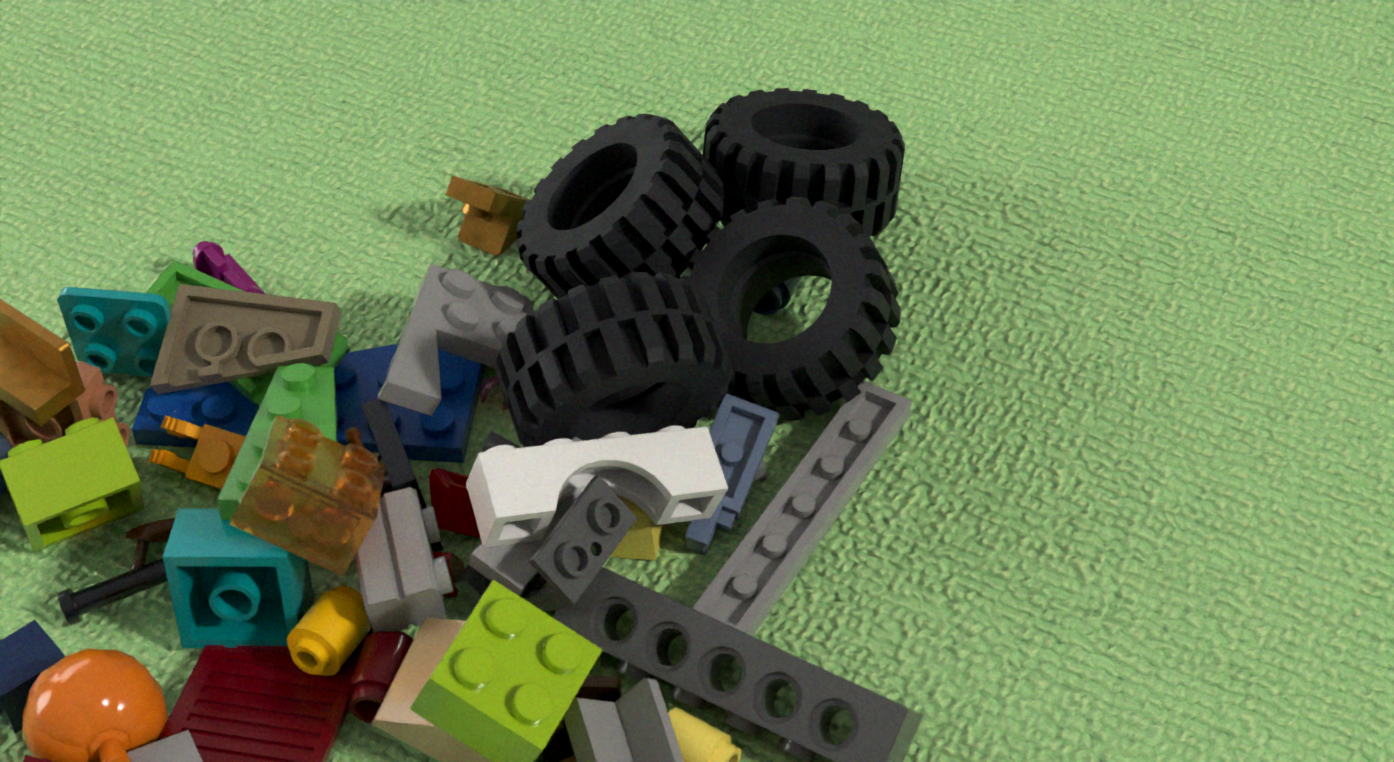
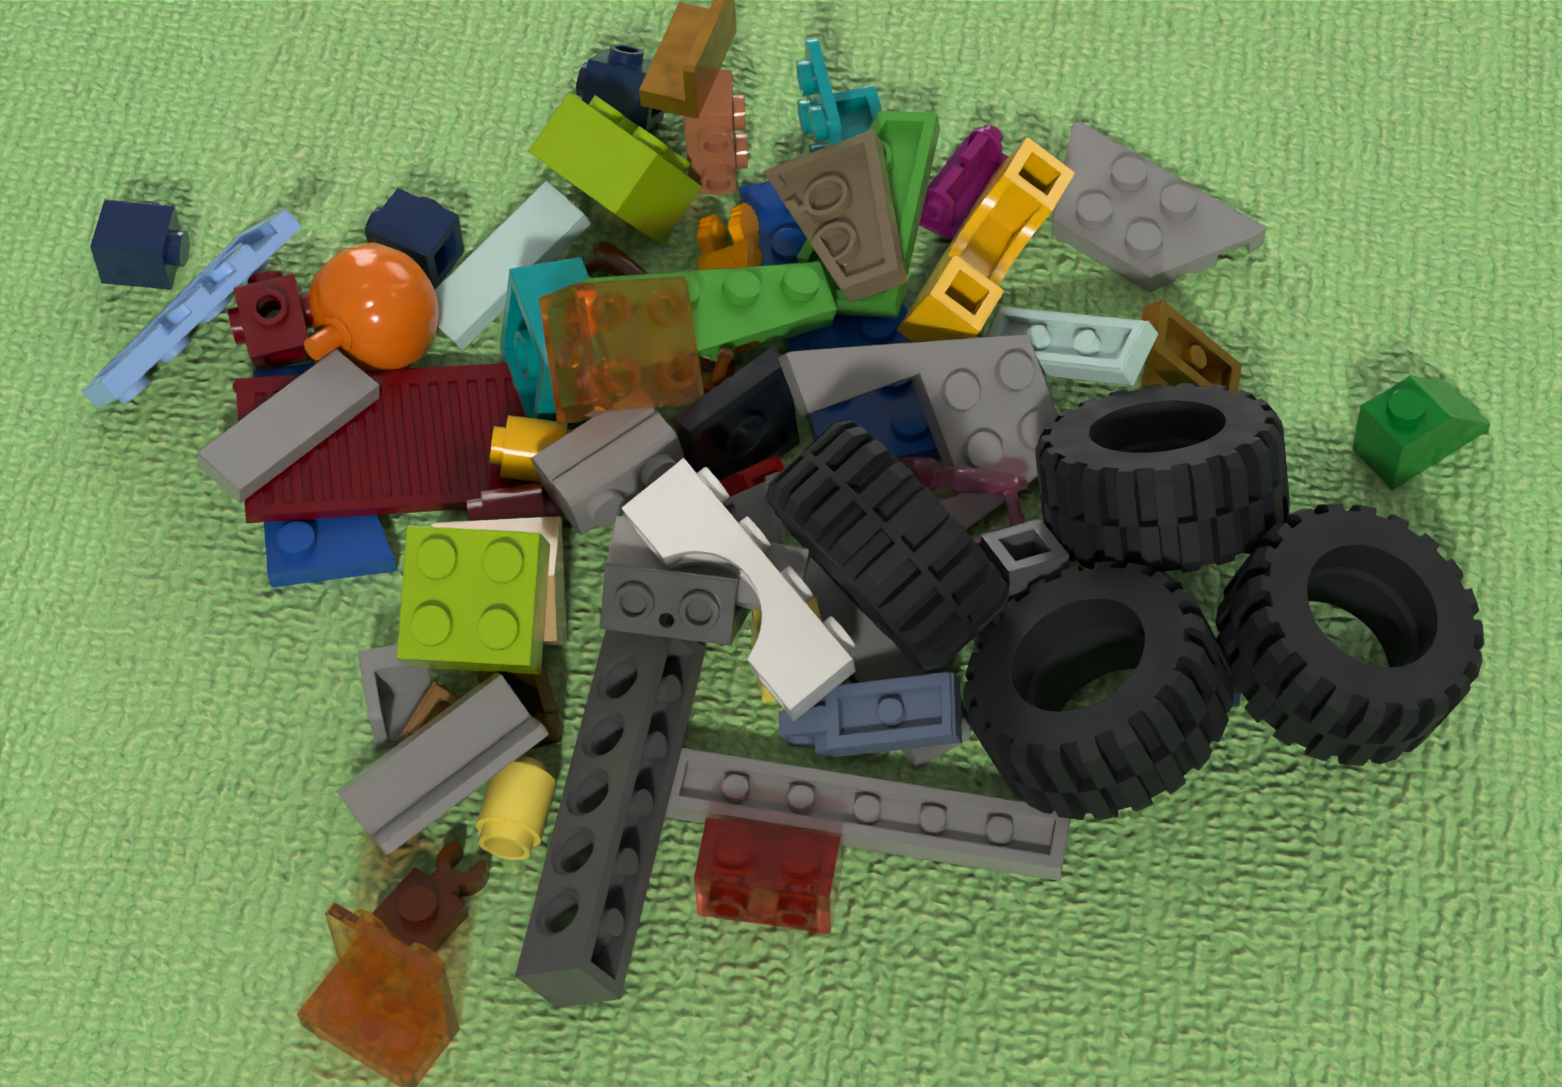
camera: 70 degrees right, 10 degrees up
(104, 591) = (528, 237): none -> light aqua tile
(285, 255) = (998, 227): none -> yellow arch
(324, 203) = (1141, 215): none -> light grey wing
(451, 243) = (1081, 344): none -> light aqua tile
(618, 97) = (1414, 428): none -> green slope
(842, 583) = (768, 875): none -> clear red brick

